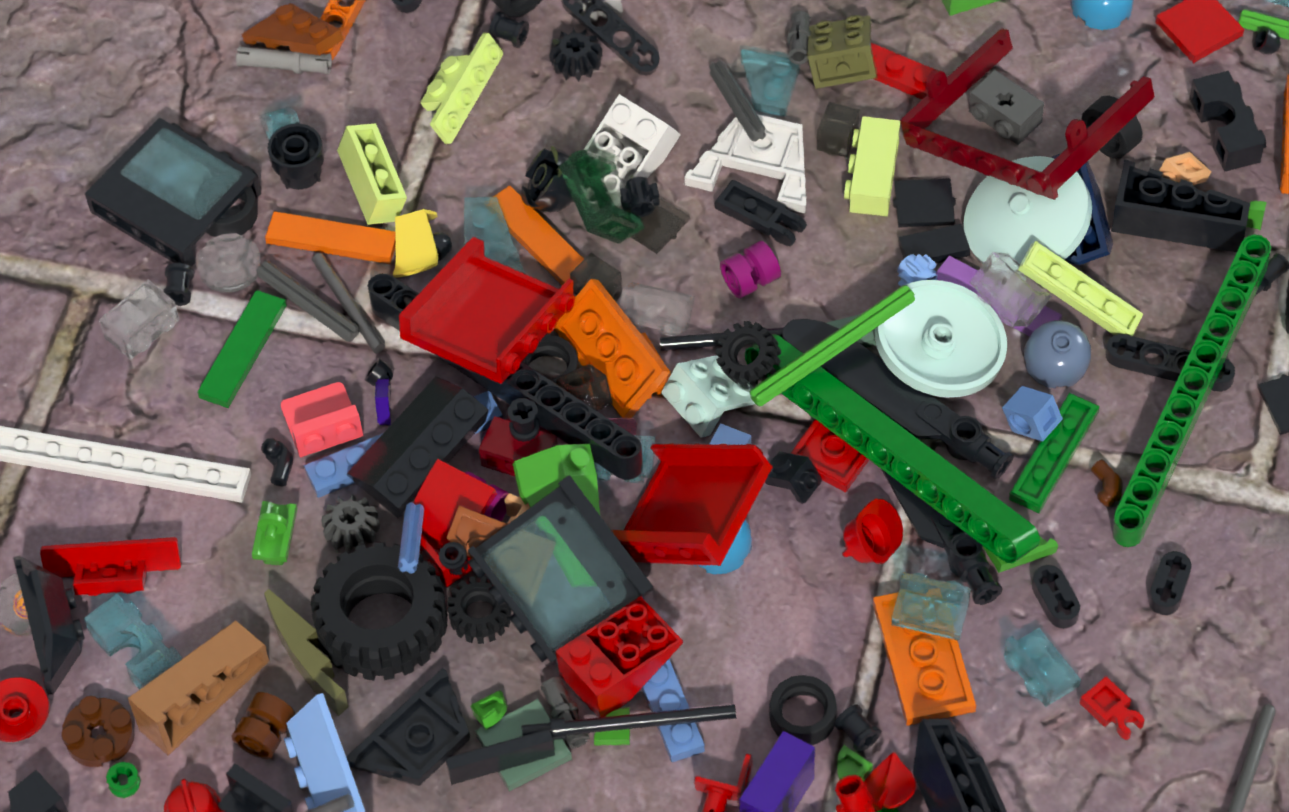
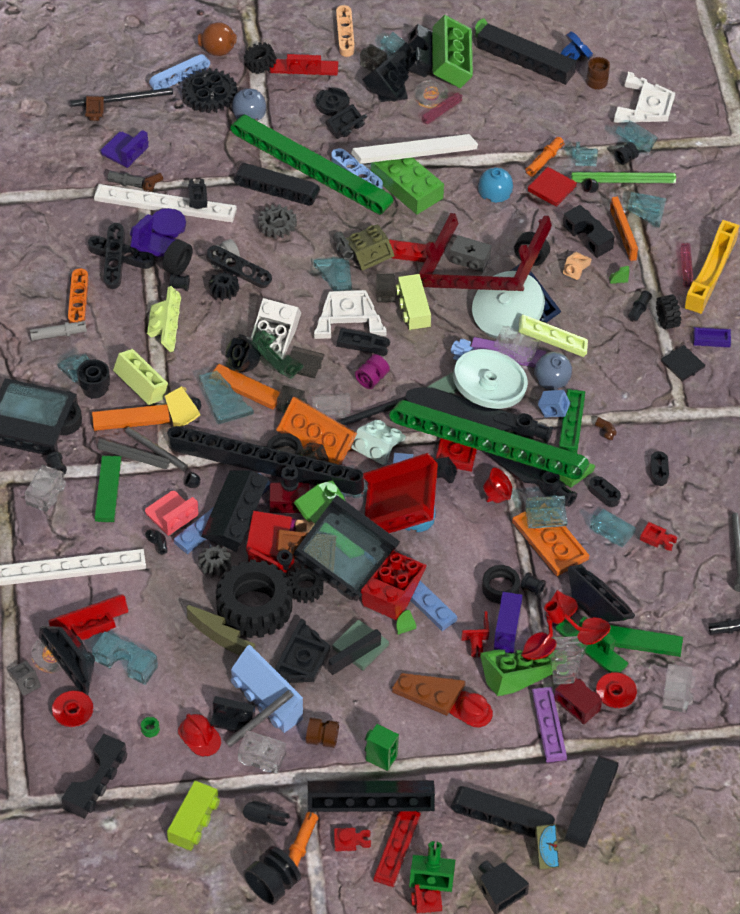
camera: 25 degrees left, 5 degrees down
(91, 714) = (127, 697): reddish brown plate -> none
(197, 686) = (171, 667): medium nougat wedge -> none
(228, 263) = (78, 446): clear tile -> none
(261, 729) = (217, 675): reddish brown wheel -> none
(274, 533) = (175, 577): bright green hips -> none
(295, 29) = (59, 311): dark orange wing -> none
(383, 401) = (199, 487): dark purple tile -> none
(411, 538) = (259, 554): medium blue axle -> none
(483, 313) = (243, 431): red panel -> none
(490, 709) = (334, 632): bright green tile -> none
(561, 728) = (382, 627): black bar -> none
(563, 707) = (375, 621): dark grey pin -> none
(639, 196) = (296, 349): black gear -> none
(737, 101) = (325, 286): dark grey axle -> none
(760, 366) = (399, 422): black tyre -> none
(832, 345) = (438, 396): bright green axle -> none
(852, 764) = (537, 605): bright green tile -> none
(924, 202) = (447, 314): black piece -> none
(936, 243) = (466, 331): black tile -> none
(1167, 368) = (612, 363): black beam -> none
(1177, 211) = (584, 283): black wedge -> none
(1191, 401) = (631, 370): green beam -> none

